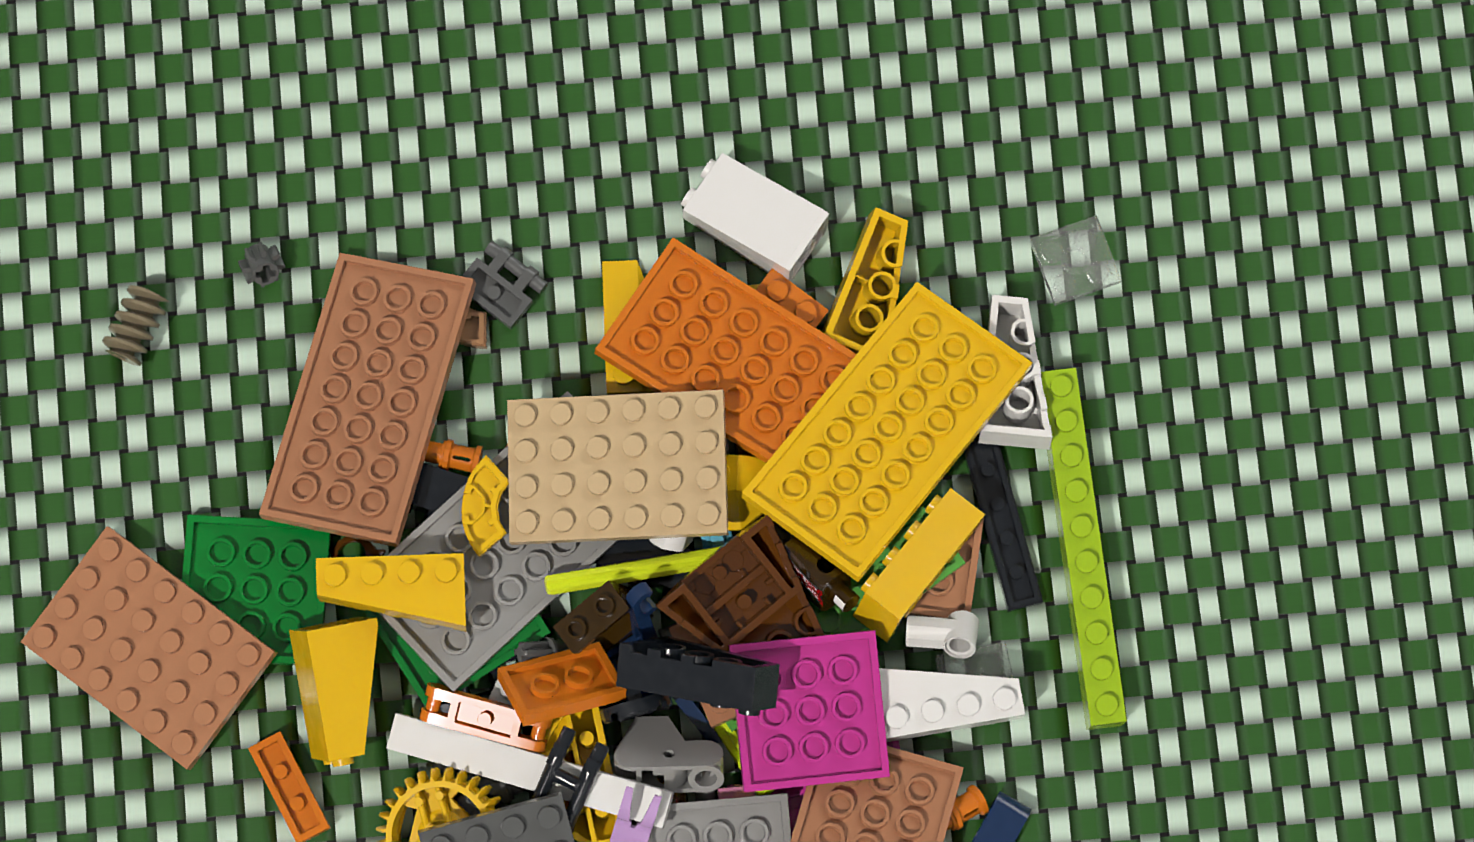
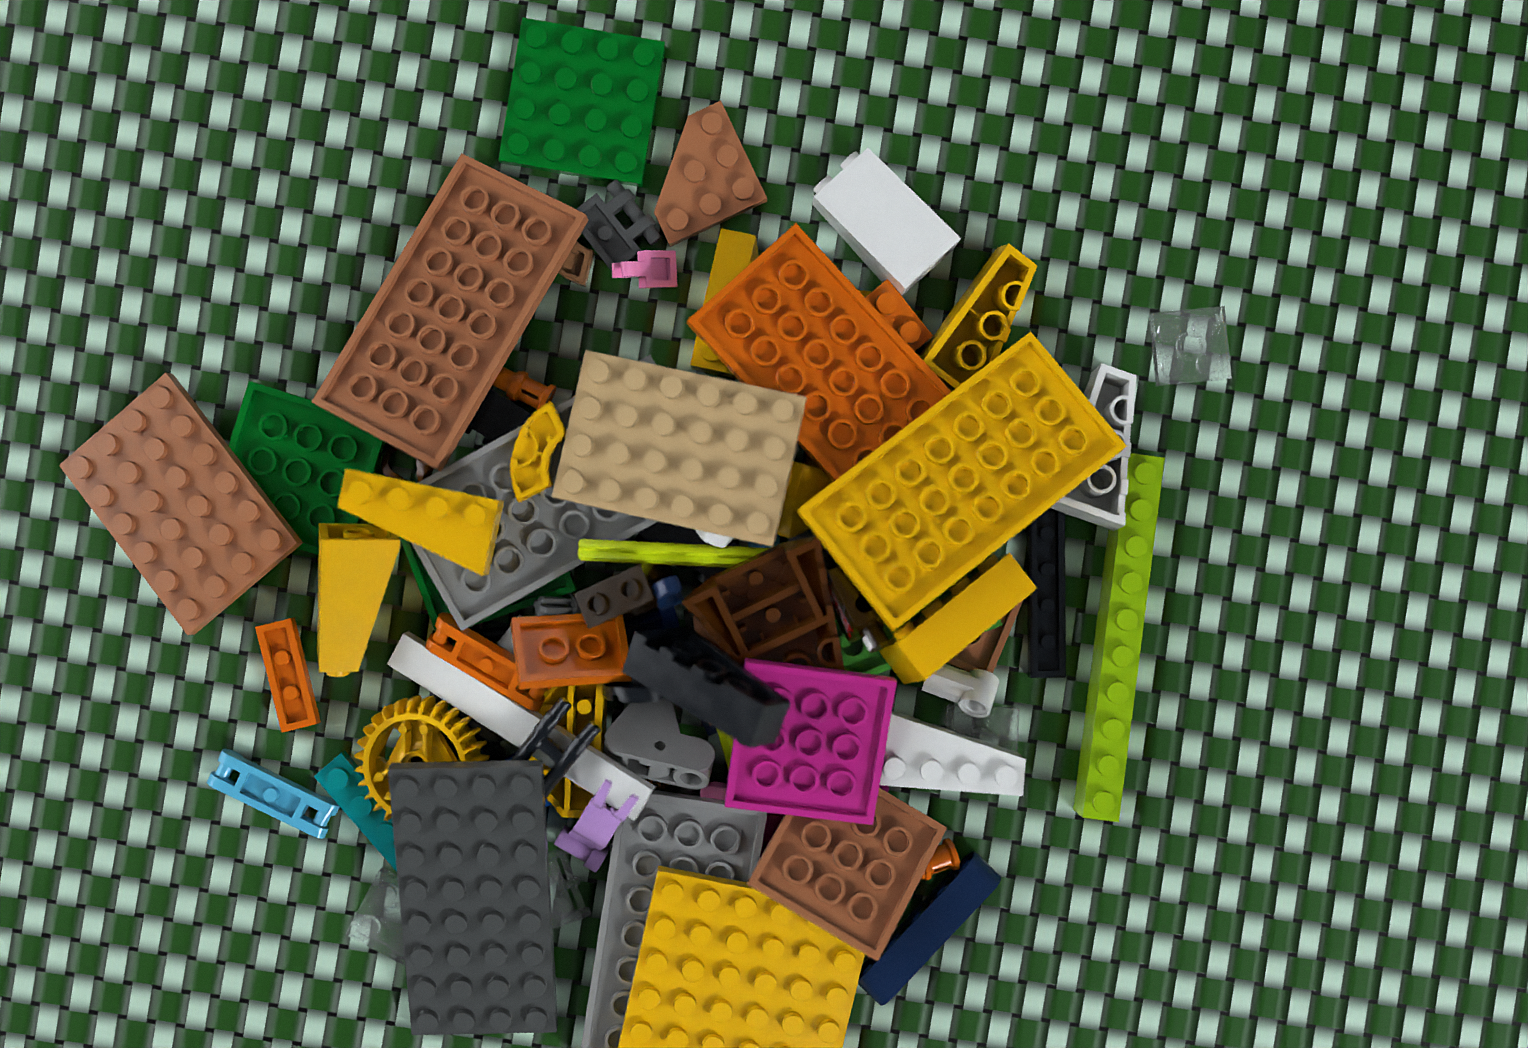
camera: 20 degrees right, 10 degrees up
(134, 324) = (239, 176): dark tan piece -> none
(261, 264) = (380, 145): dark grey gear -> none
(441, 178) = (582, 102): none -> green plate
(547, 313) = (653, 269): none -> bright pink plate
(577, 218) = (707, 178): none -> nougat plate

